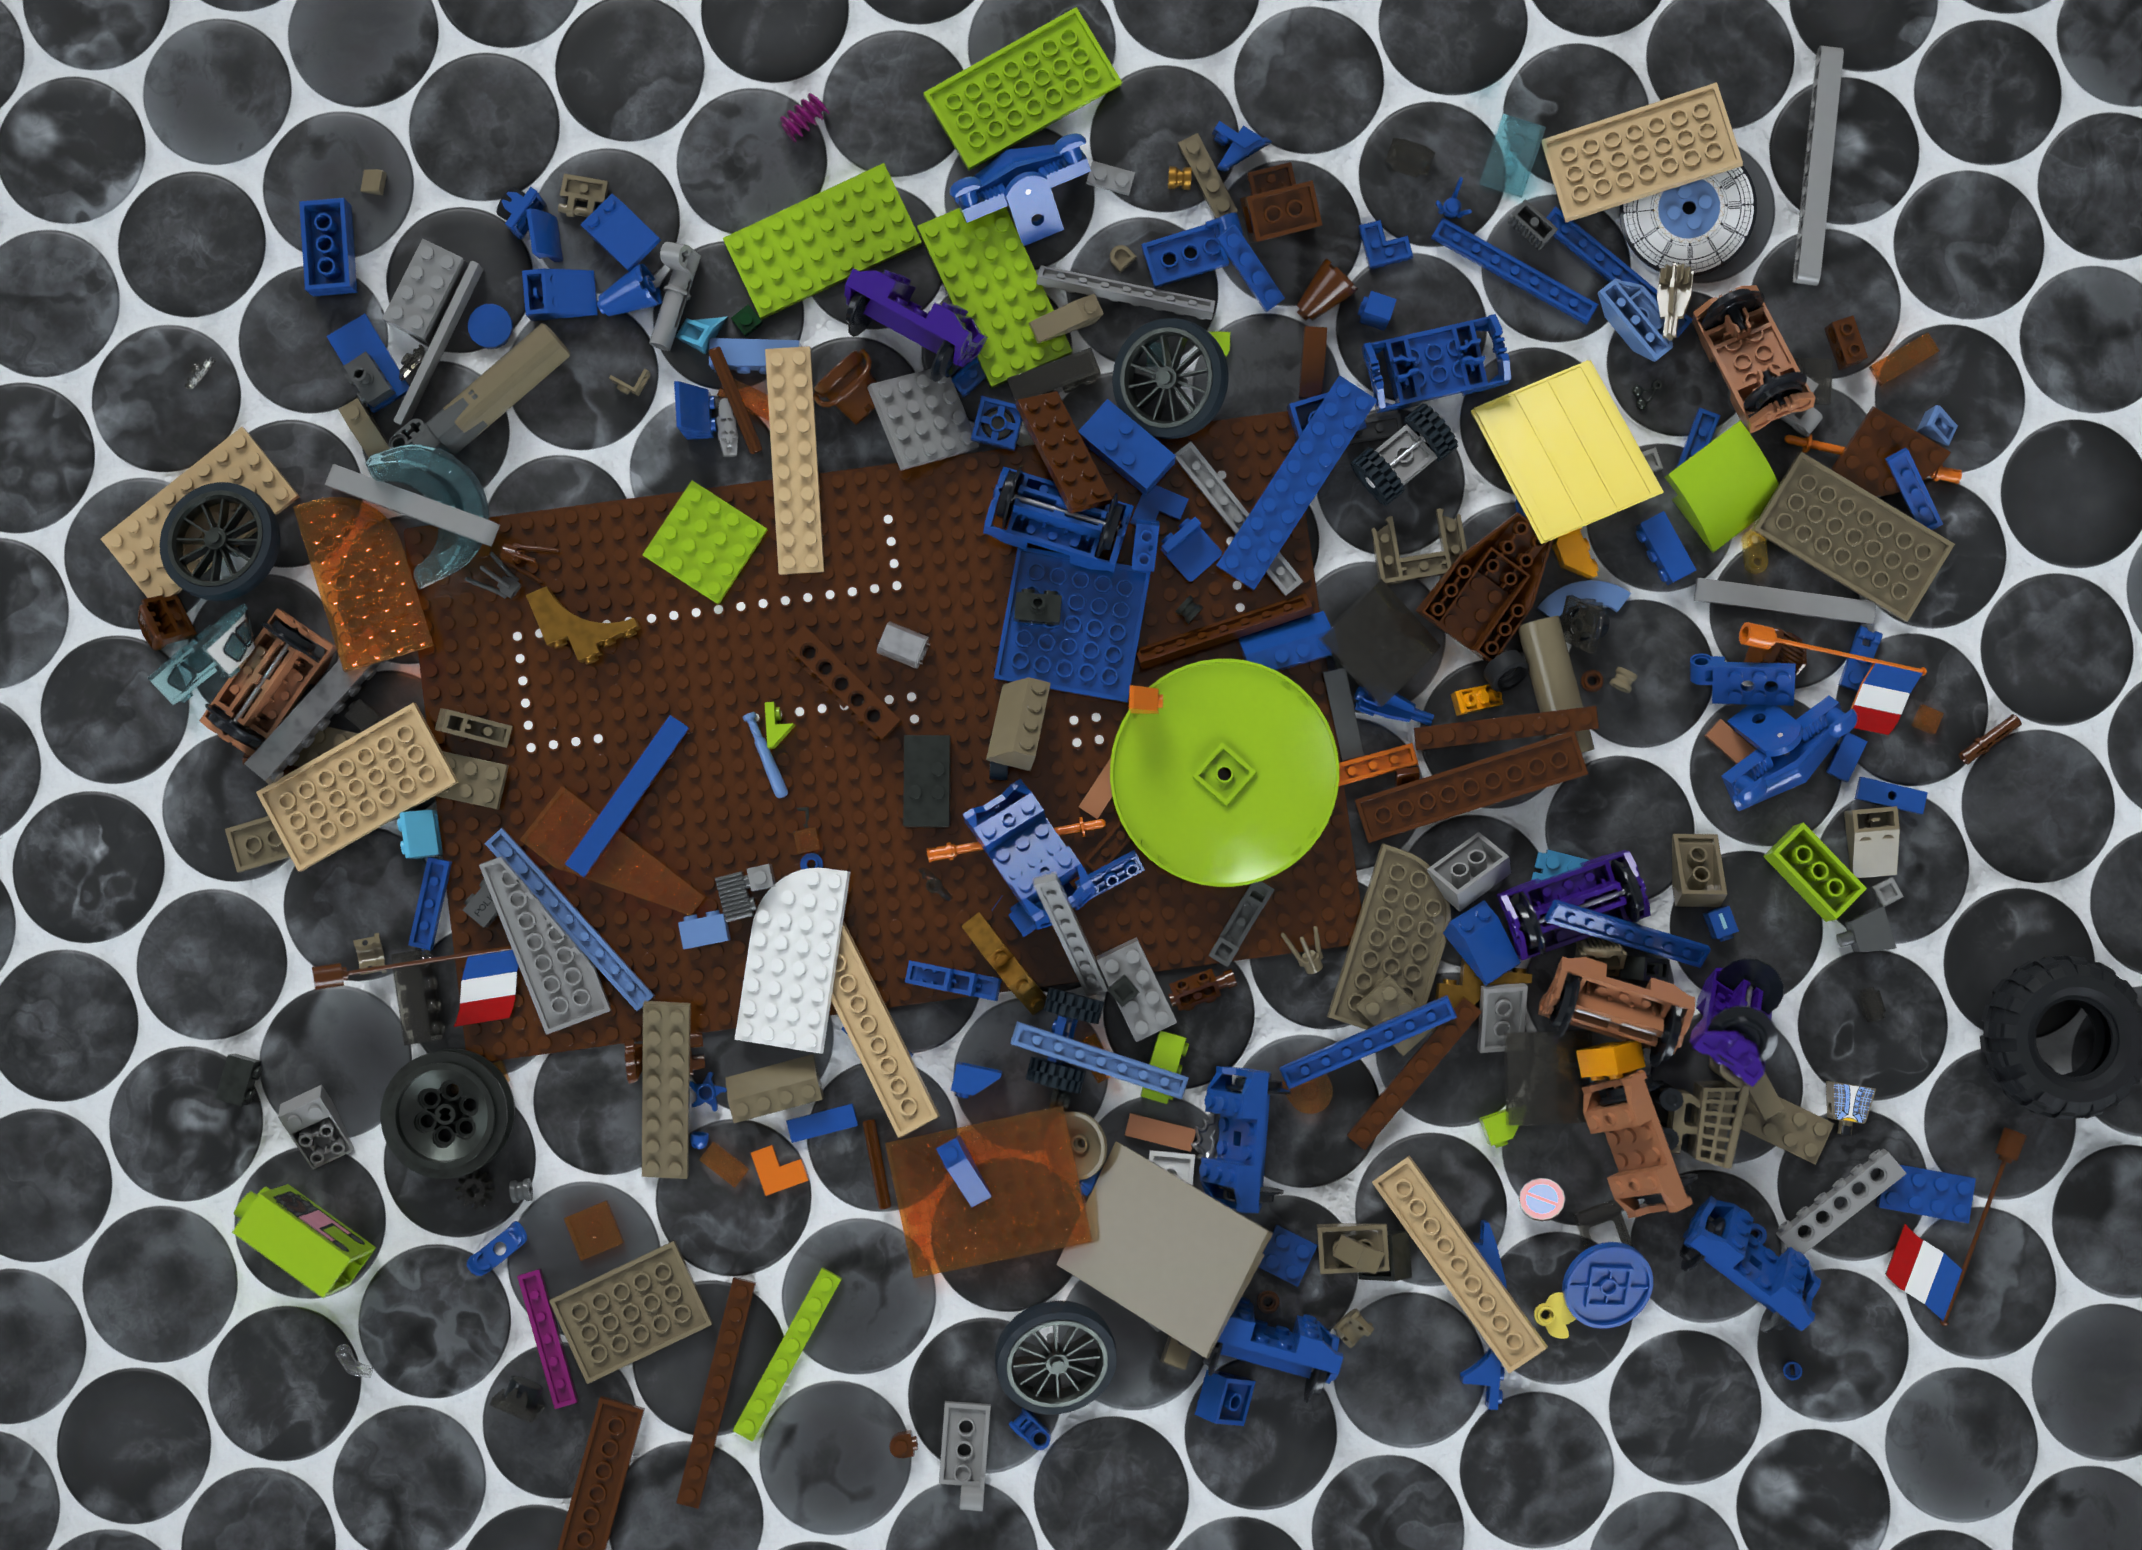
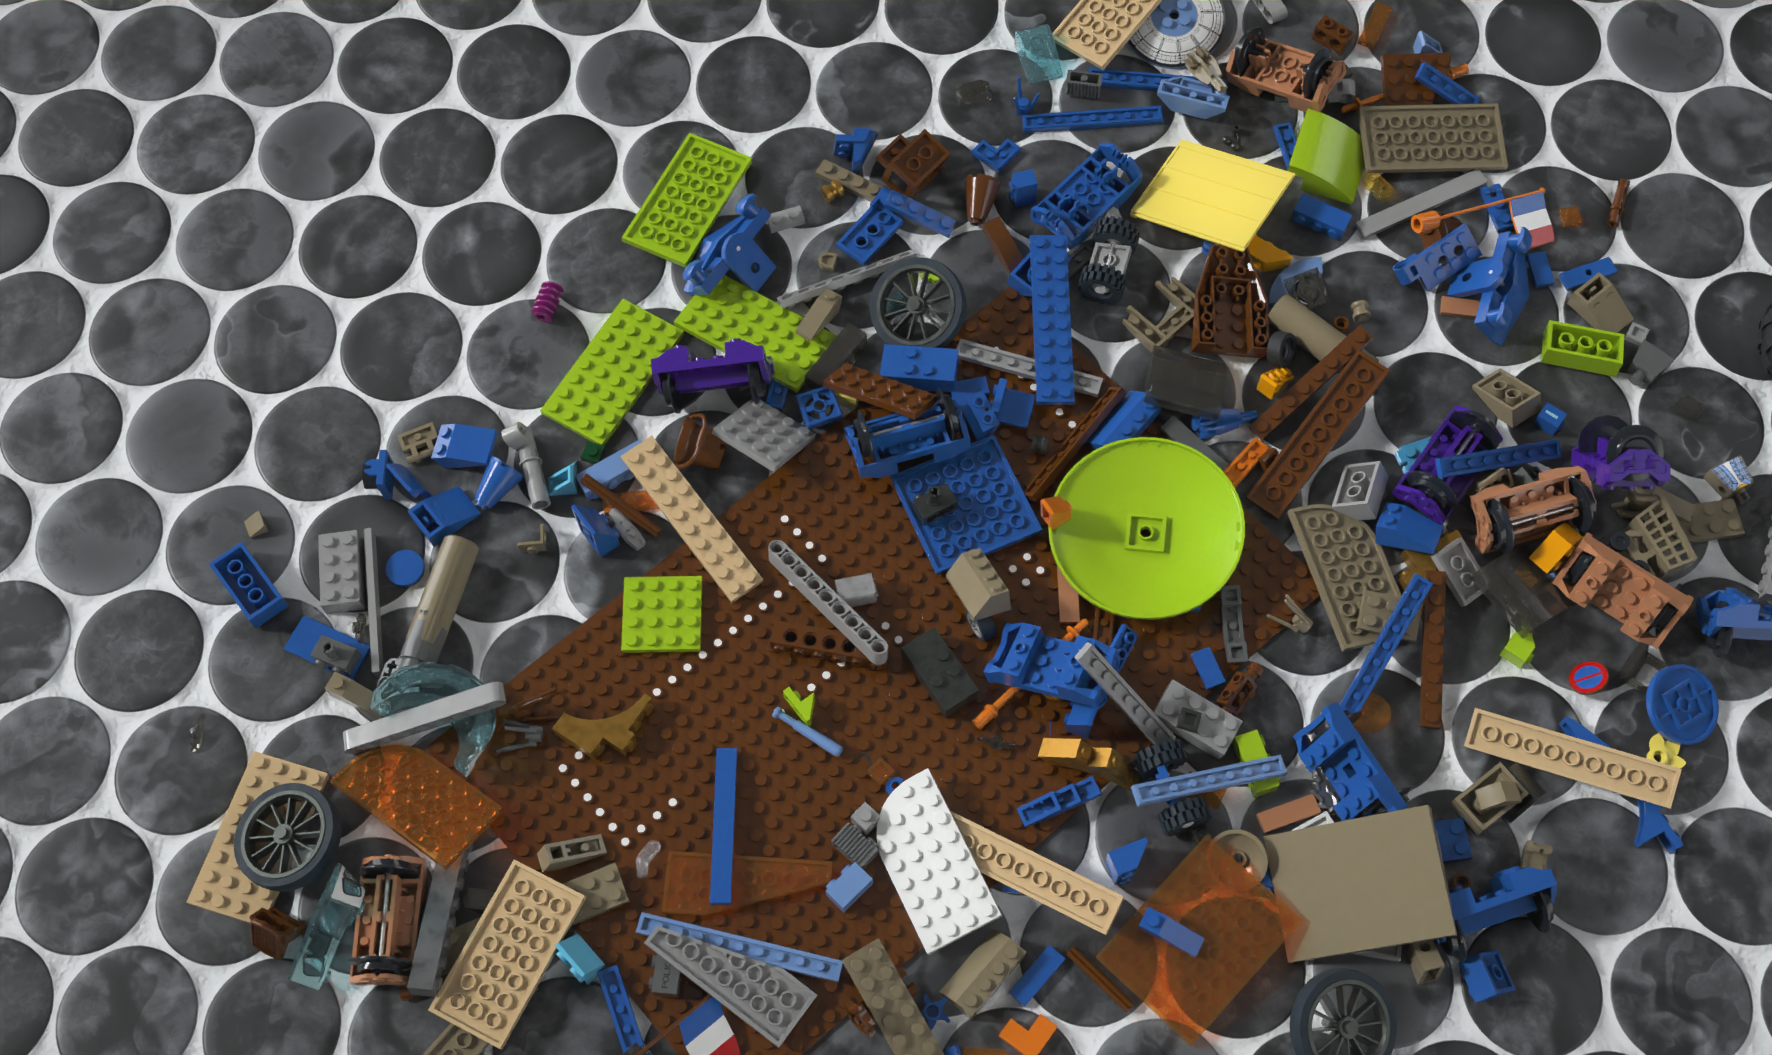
camera: 30 degrees left, 20 degrees down
(539, 775) = (644, 857): none -> clear arm
(862, 650) = (818, 593): none -> light grey beam
(1186, 946) = (1208, 668): none -> blue tile

